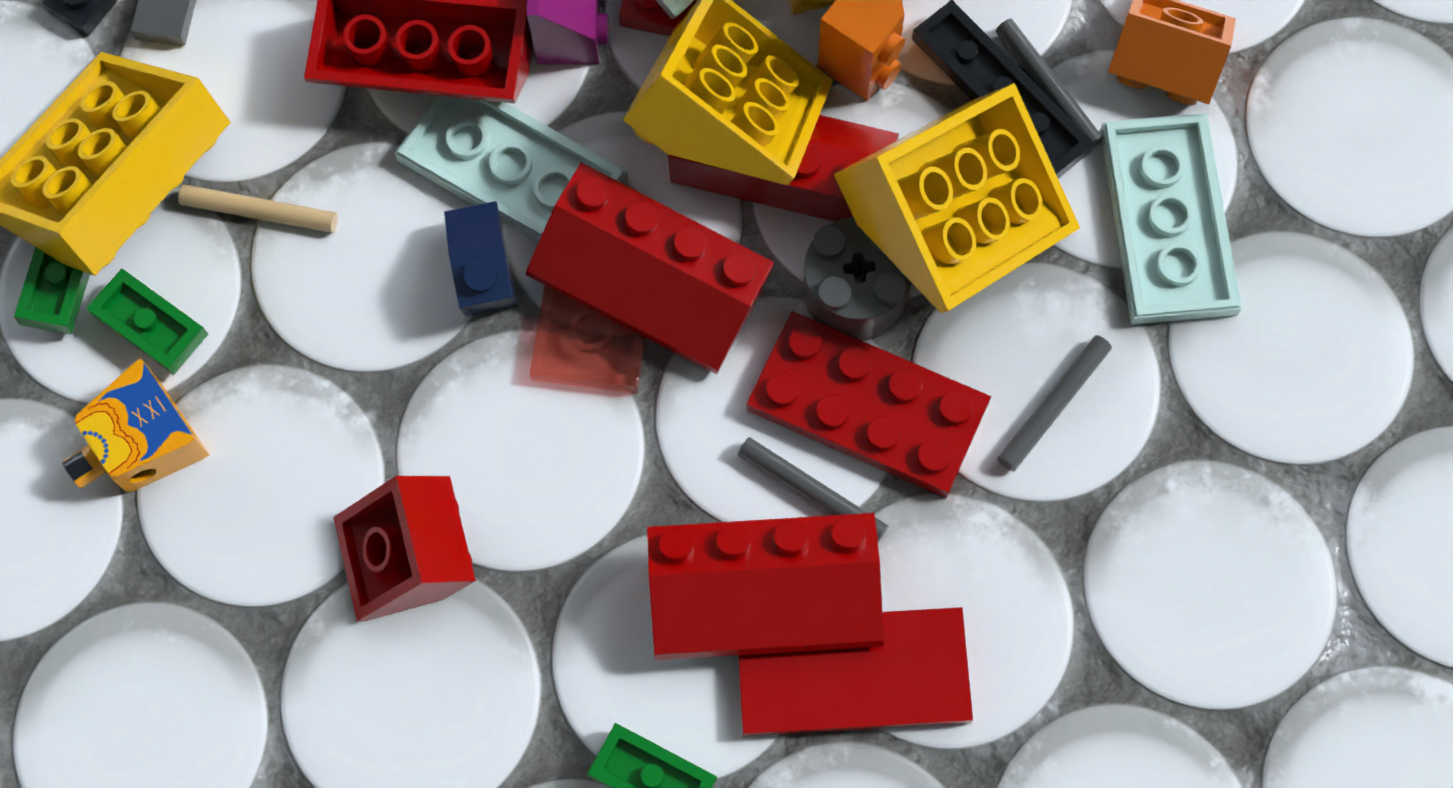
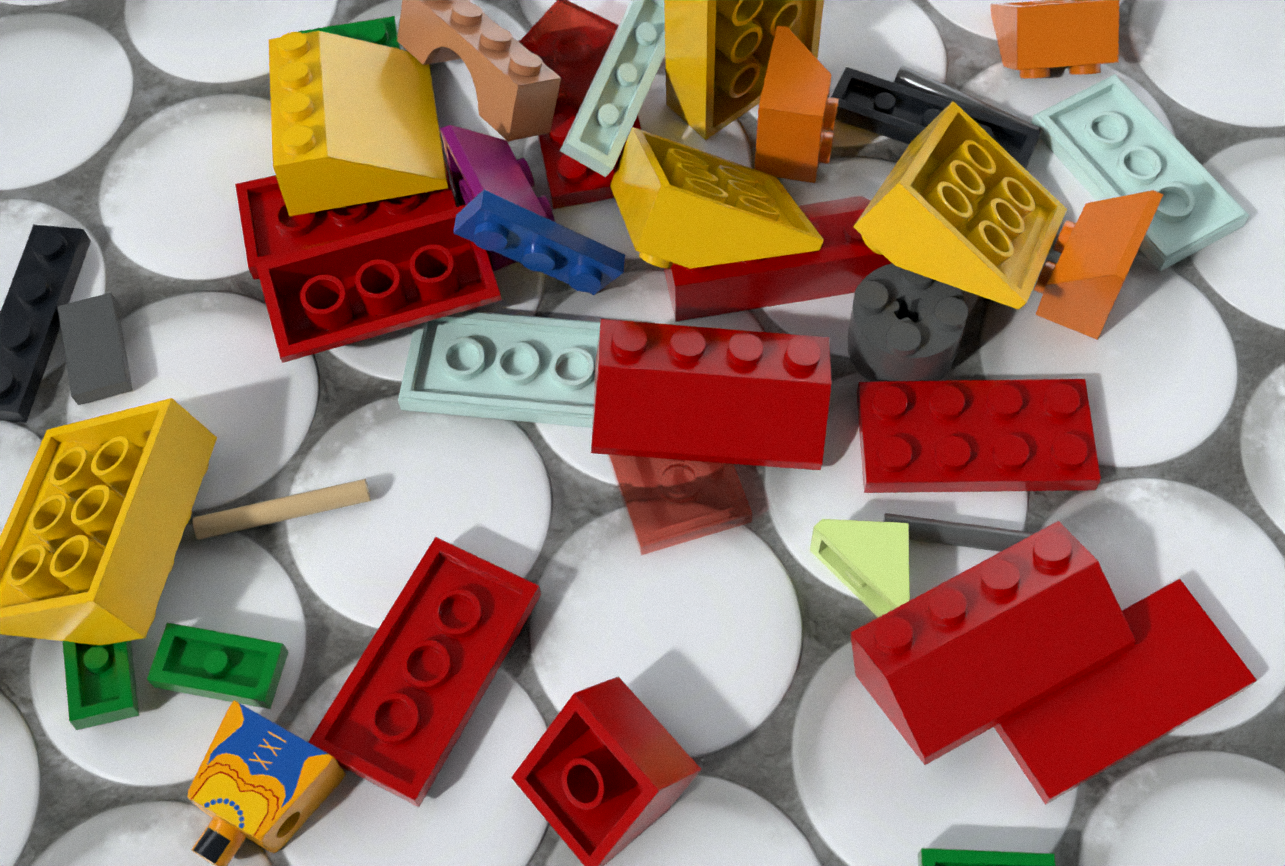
camera: 25 degrees left, 10 degrees down
(307, 398) = (426, 670): none -> red plate
(479, 259) = (539, 459): dark blue slope -> none
(567, 63) = (538, 243): none -> blue plate
(710, 470) = (867, 559): none -> yellowish green slope
(1054, 403) = (1140, 364): dark grey bar -> none
(1061, 294) = (1094, 261): none -> orange slope

